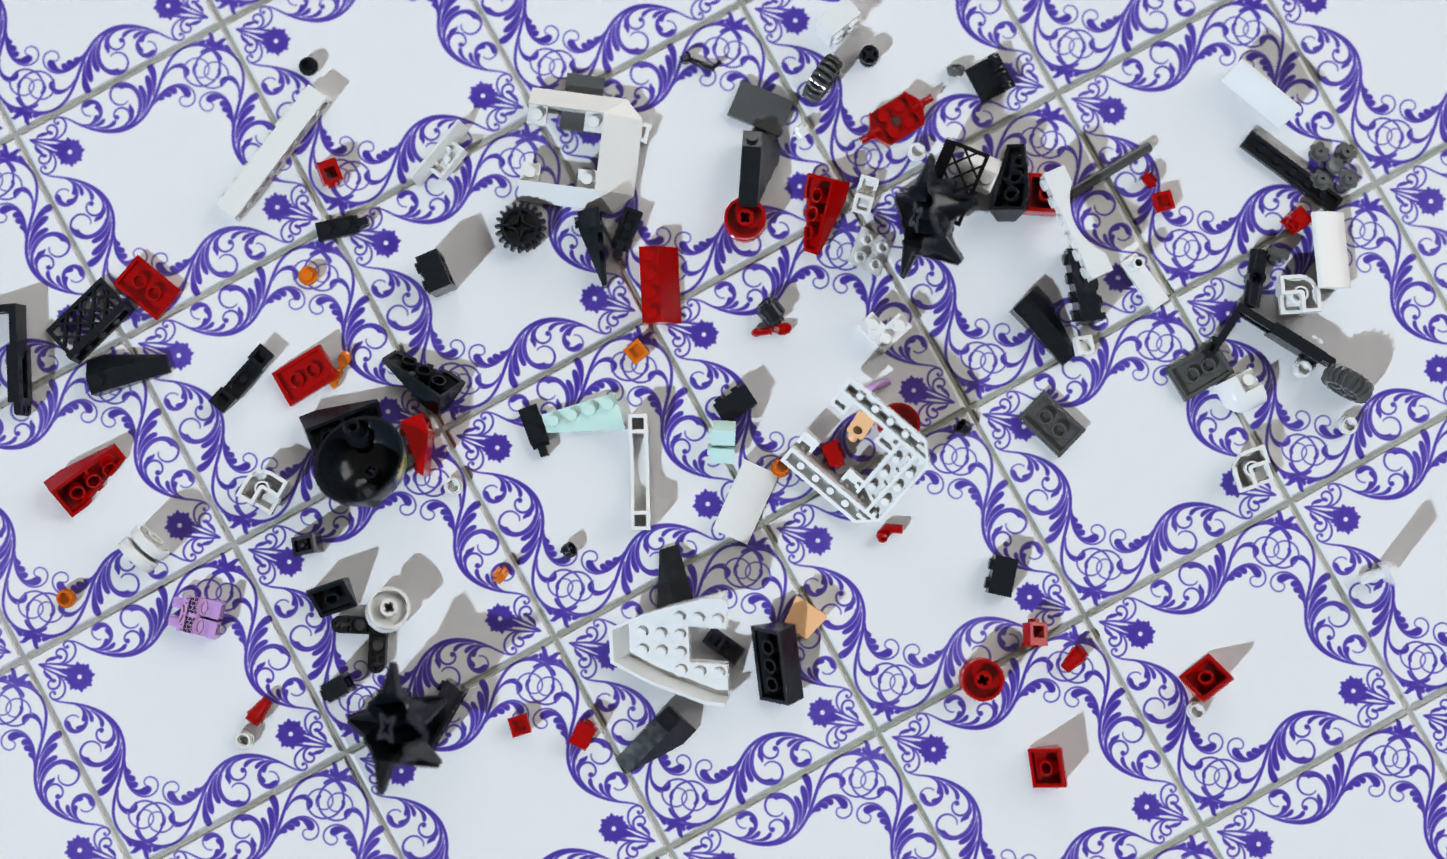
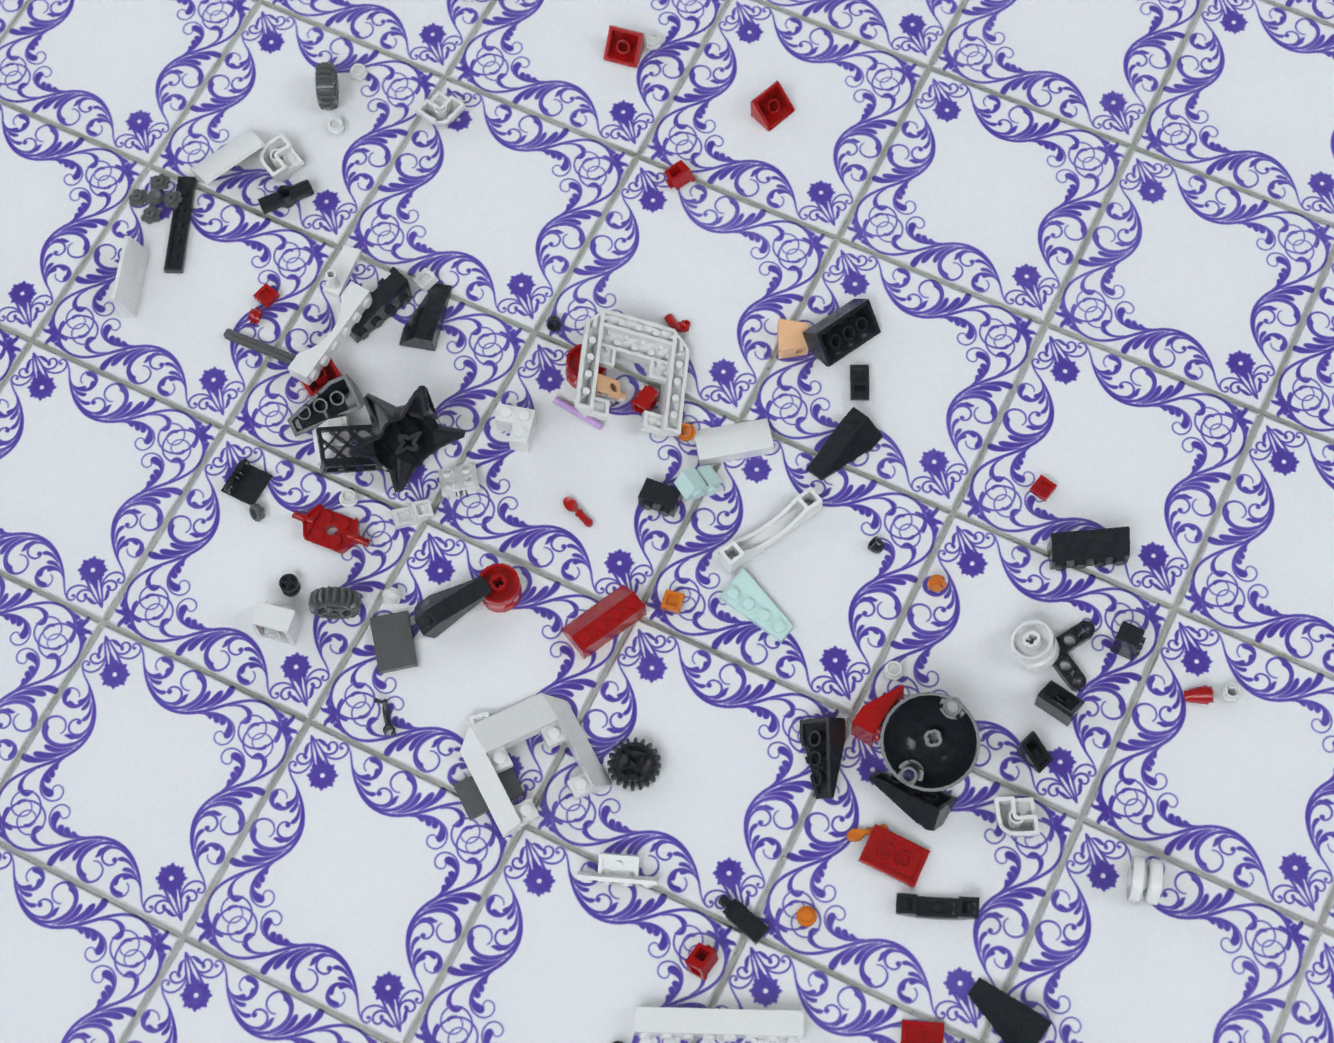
camera: 120 degrees left, 20 degrees down
(66, 598) = (1240, 925): orange plate -> none
(80, 481) = (1139, 987): red wedge -> none
(192, 613) = (1163, 799): lavender hips -> none
(396, 728) = (1121, 560): black piece -> none
(435, 273) = (725, 802): black brick -> none
(535, 429) = (796, 638): black hinge -> none
(583, 734) = (1011, 436): red brick -> none
(591, 229) = (595, 701): black wedge -> none
(626, 231) = (576, 677): black hinge -> none
(659, 649) = (898, 423): white piece -> none
(660, 736) = (966, 383): black wedge -> none
(771, 311) = (563, 519): black head -> none
(823, 205) = (444, 538): red wedge -> none
(991, 684) = (741, 189): red wheel -> none
(1001, 575) = (651, 225): black brick -> none
(1051, 424) = (504, 266): dark grey tile -> none
(1074, 658) = (676, 140): red cone -> none
(1198, 372) = (387, 192): dark grey tile -> none
(1241, 392) = (383, 153): white brick -> none
(1273, 331) = (319, 158): black hinge -> none
(1277, 255) = (256, 192): dark grey plate -> none
(1296, 220) = (218, 196): red brick -> none

